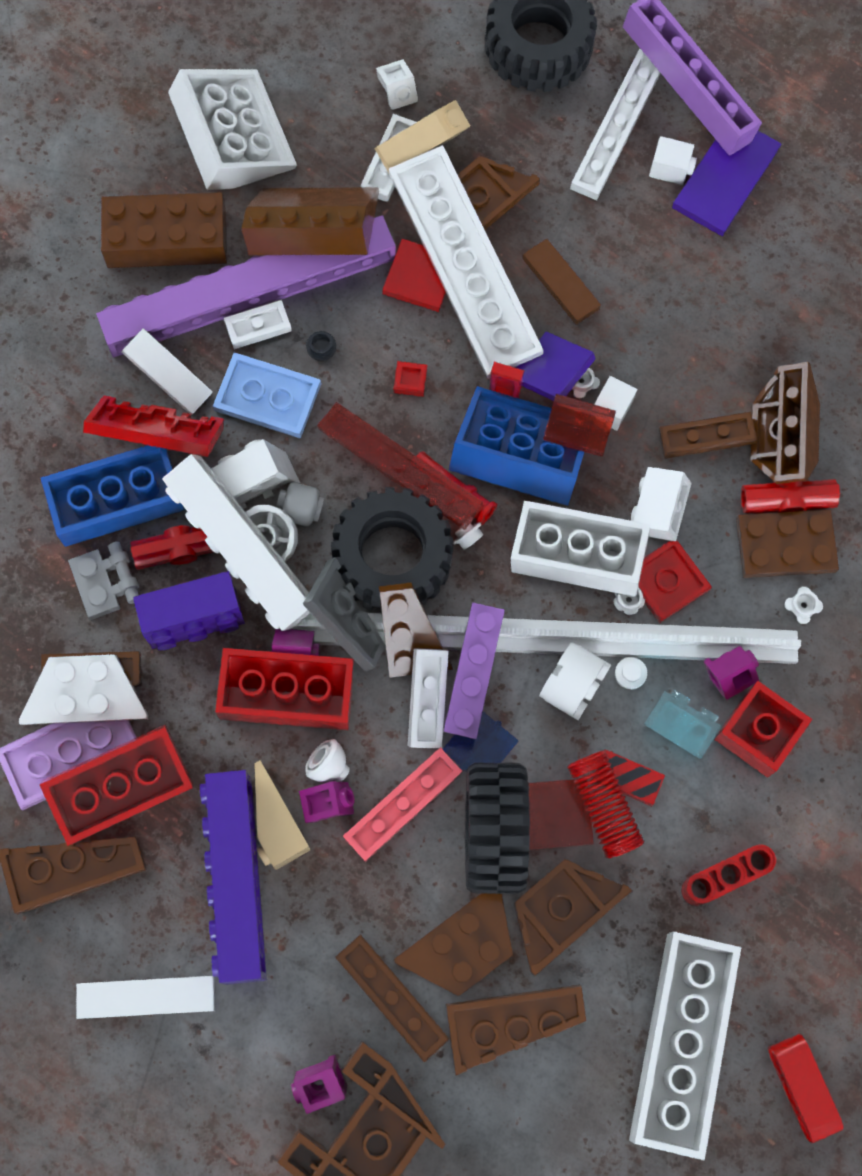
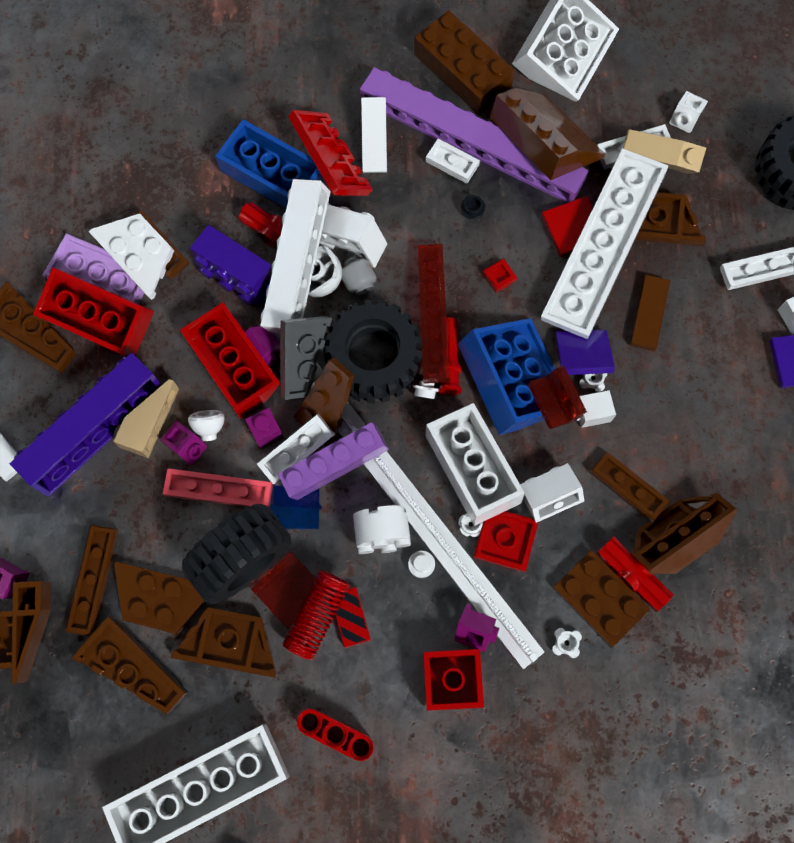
camera: 55 degrees right, 0 degrees up
(94, 582) = (211, 205): light grey plate -> none
(267, 395) = (412, 202): light blue plate -> none
(381, 712) = (264, 428): none -> magenta brick
(506, 379) = (546, 329): red tile -> none
(683, 724) = (413, 624): clear light blue brick -> none

